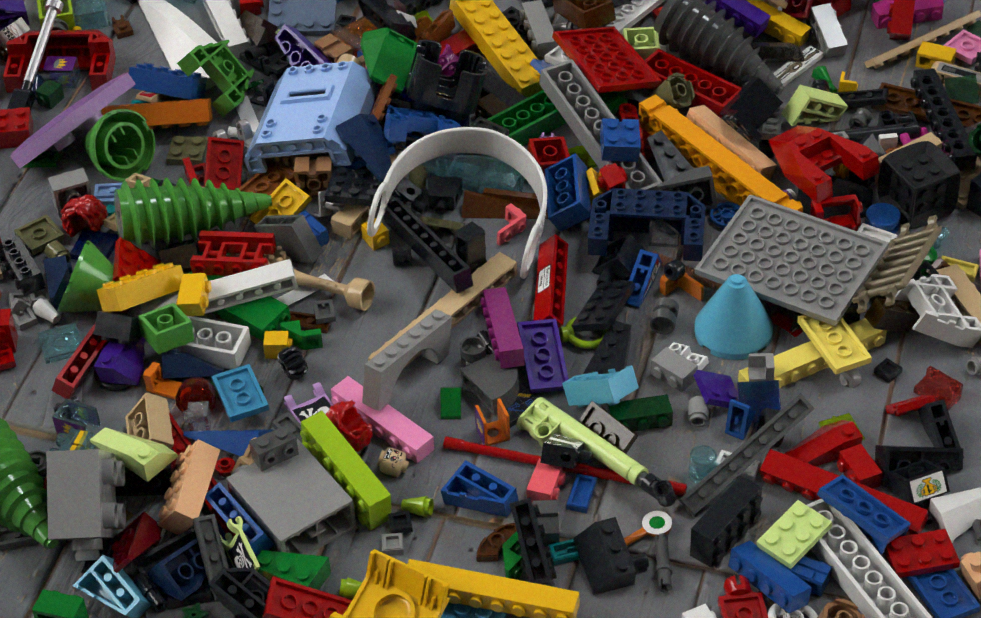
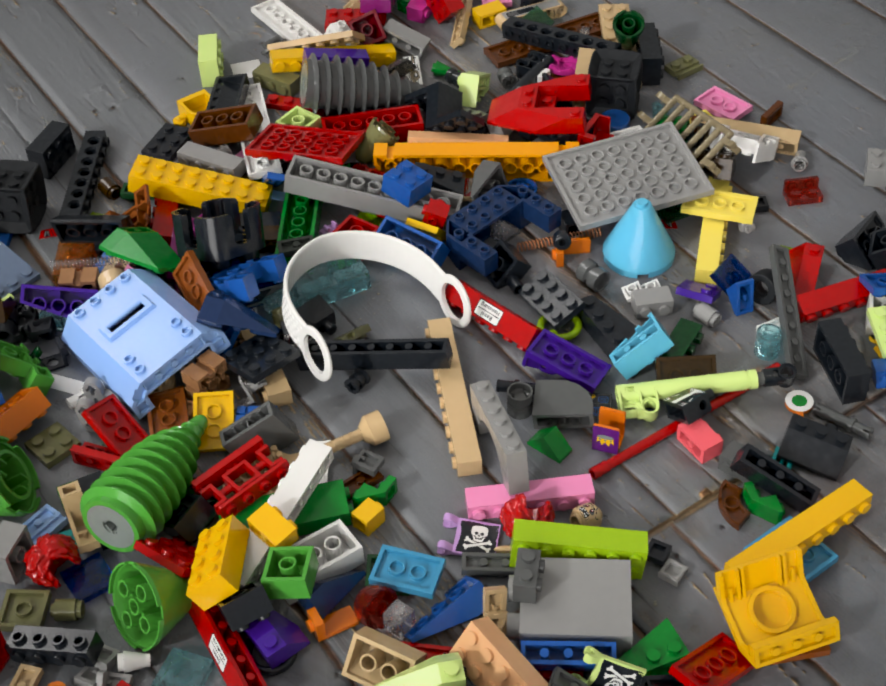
camera: 50 degrees left, 0 degrees up
(57, 277) = (96, 618): dark blue slope -> none
(292, 362) = (407, 516): black gear -> none
(344, 20) = (38, 262): black tile -> none
(349, 587) = (703, 627): lime cone -> none
(379, 240) = (310, 385): yellow brick -> none
(420, 505) = (654, 526): lime cone -> none
(471, 245) = (414, 321): black brick -> none
(479, 491) = (676, 480): blue wedge -> none
(494, 202) = (369, 292): reddish brown wedge -> none
(502, 328) = (516, 363): magenta brick -> none
(516, 224) = (397, 293): coral bracket -> none
(581, 493) = (725, 425): blue tile -> none
(643, 275) = (537, 257): blue slope -> none
(761, 367) = (711, 253): light grey panel -> none
(846, 85) = (468, 64): yellow panel -> none
(859, 466) = (843, 267): red brick -> none
(865, 97) = (491, 61): black tile -> none
(901, 408) = (807, 211): red plate -> none
(938, 424) = (840, 209): black slope -> none

